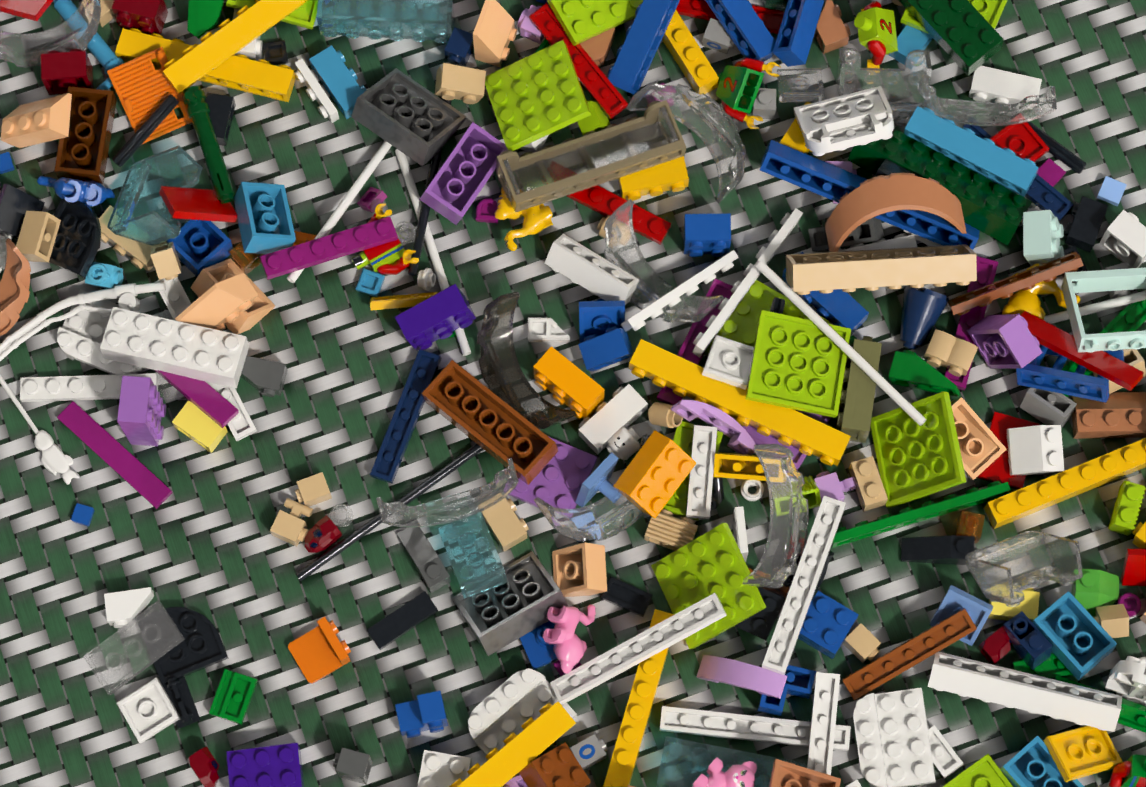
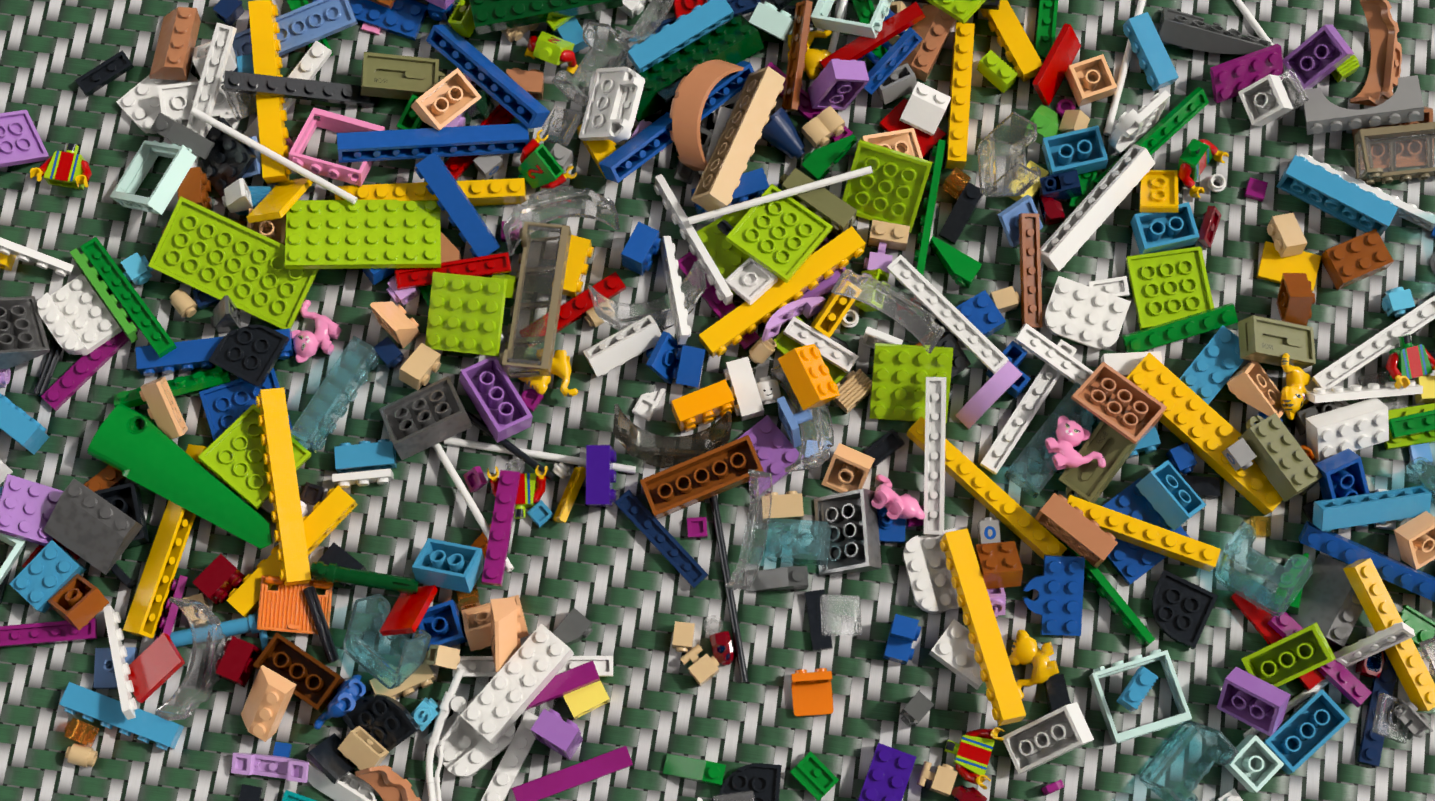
camera: 65 degrees left, 0 degrees up
(180, 573) = (694, 769): none -> green slope
(418, 640) = (841, 615): none -> clear tile
(437, 447) = (697, 527): none -> magenta tile
(874, 579) = (958, 265): none -> green slope

